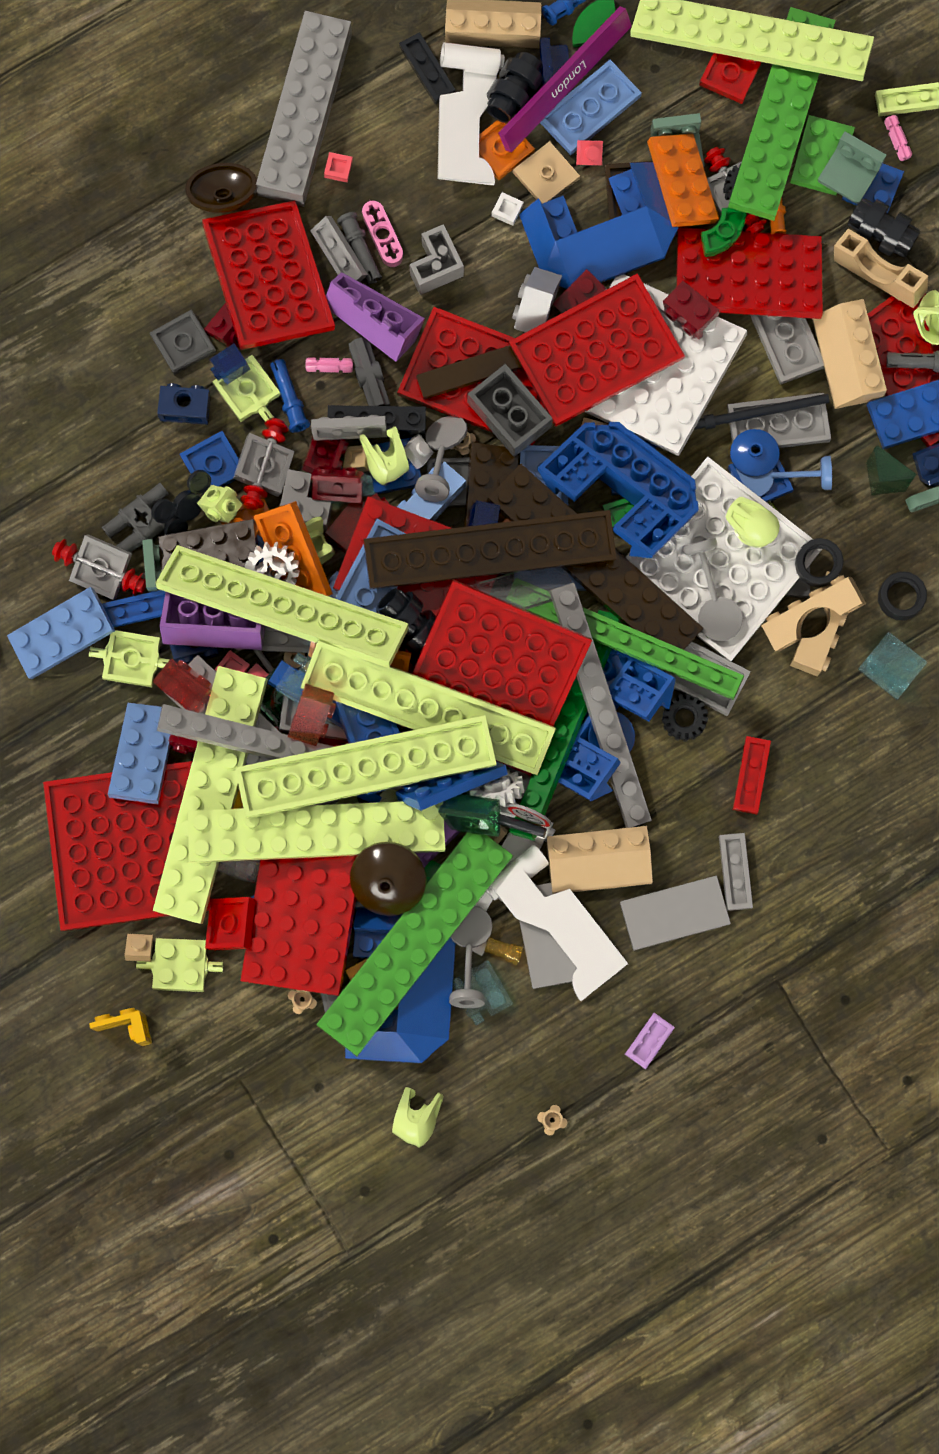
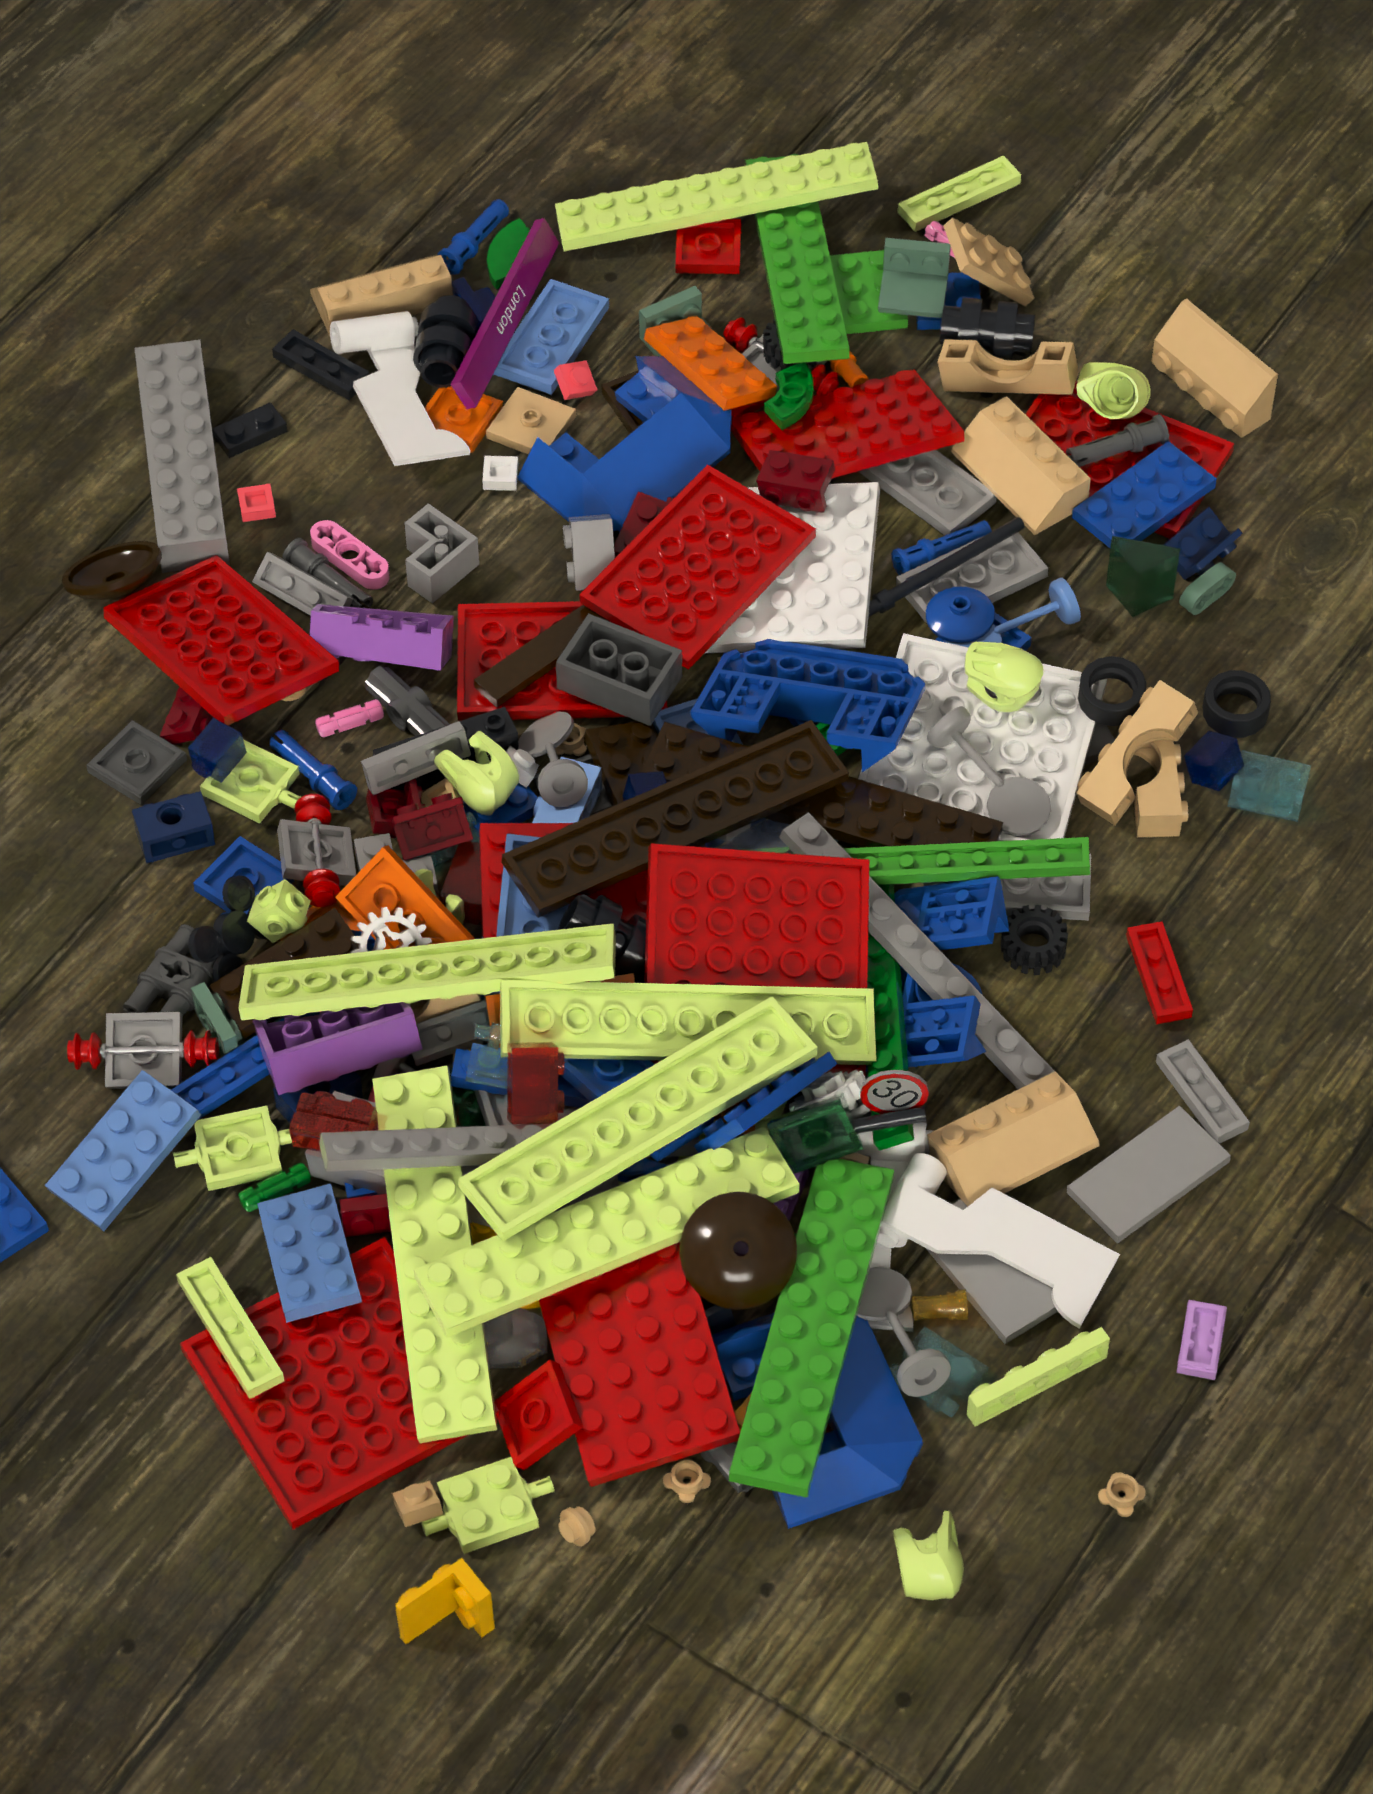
camera: 20 degrees left, 25 degrees down
(73, 788) = (230, 1327): none -> yellowish green plate
(141, 695) = (274, 1186): none -> green axle
(224, 1002) = (576, 1525): none -> tan plate
(359, 102) = (249, 430): none -> black plate
(527, 1023) = (1027, 1381): none -> yellowish green plate
(761, 391) = (928, 549): none -> blue pin
(864, 635) = (1214, 760): none -> clear blue brick
(910, 173) = (989, 261): none -> tan plate

